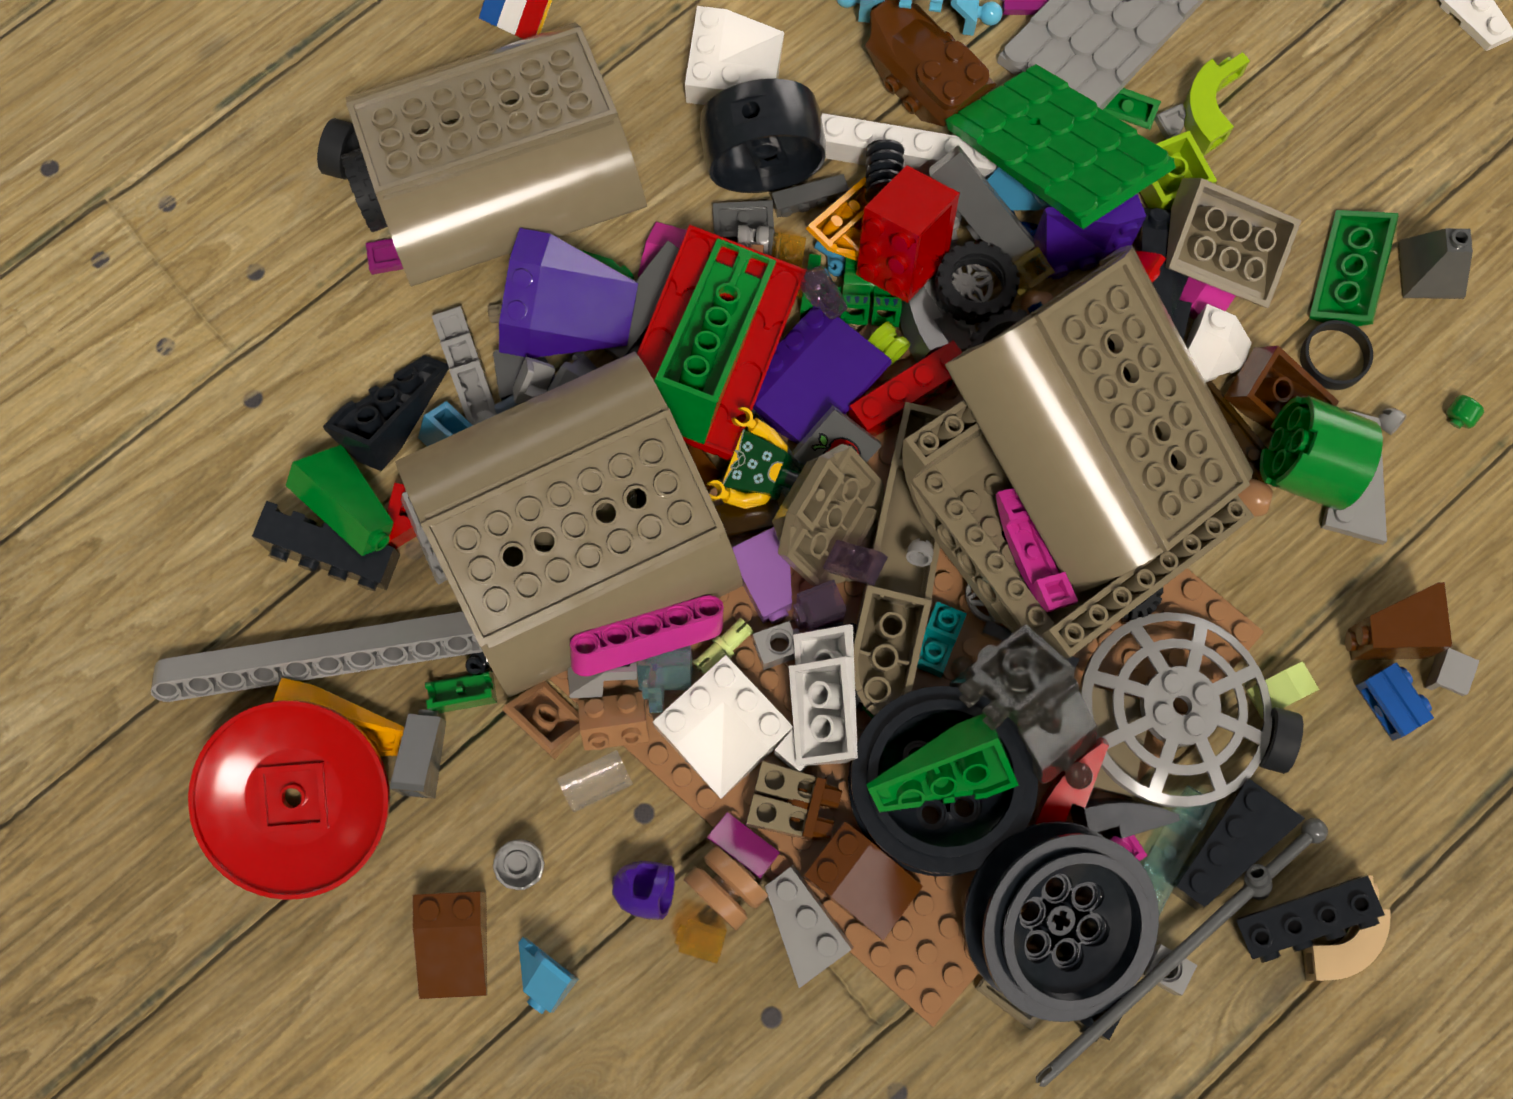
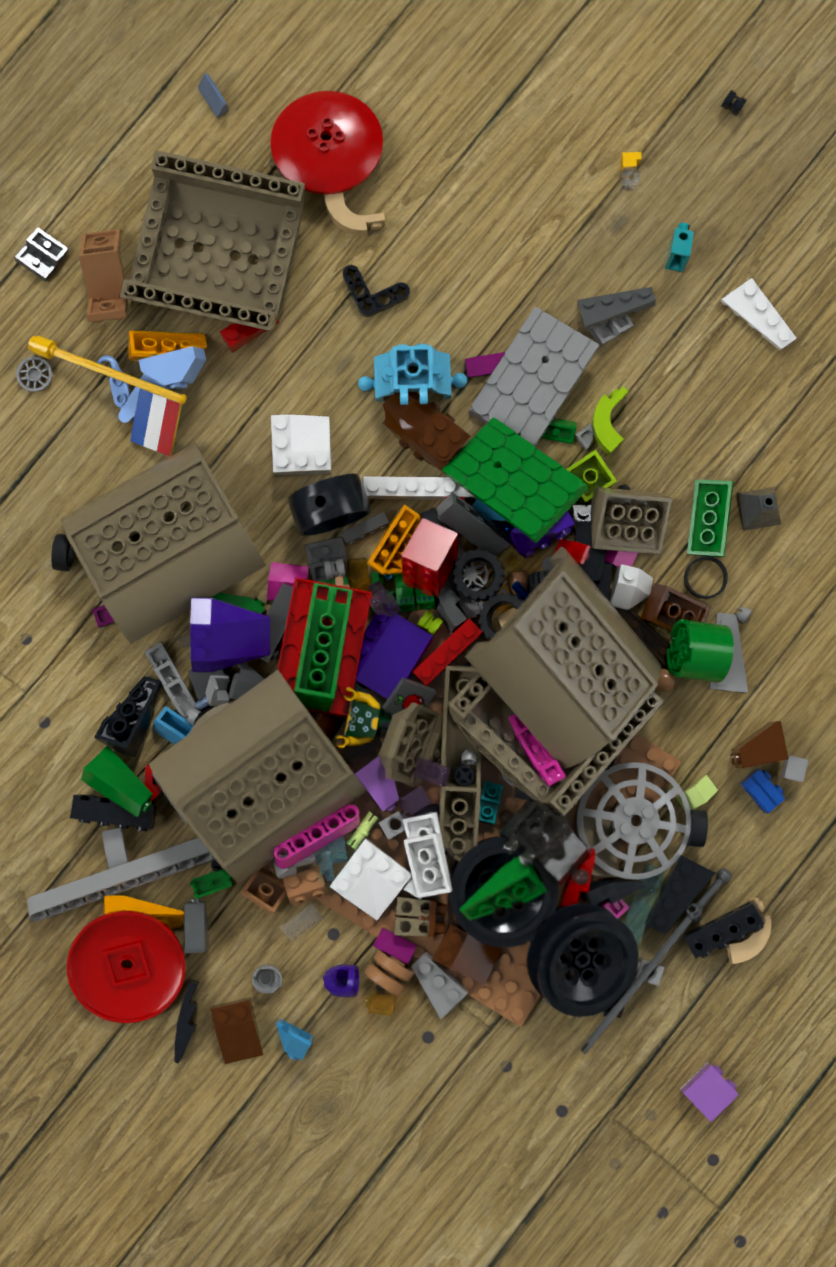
camera: 15 degrees left, 10 degrees up
(317, 605) = (115, 847): none -> light grey slope
(363, 190) = (83, 580): black tyre -> none
(363, 922) = (184, 1026): none -> black slope
(883, 163) = (407, 512): black piece -> none
(911, 574) = (466, 777): none -> black wheel
(1465, 412) = (787, 601): green piece -> none

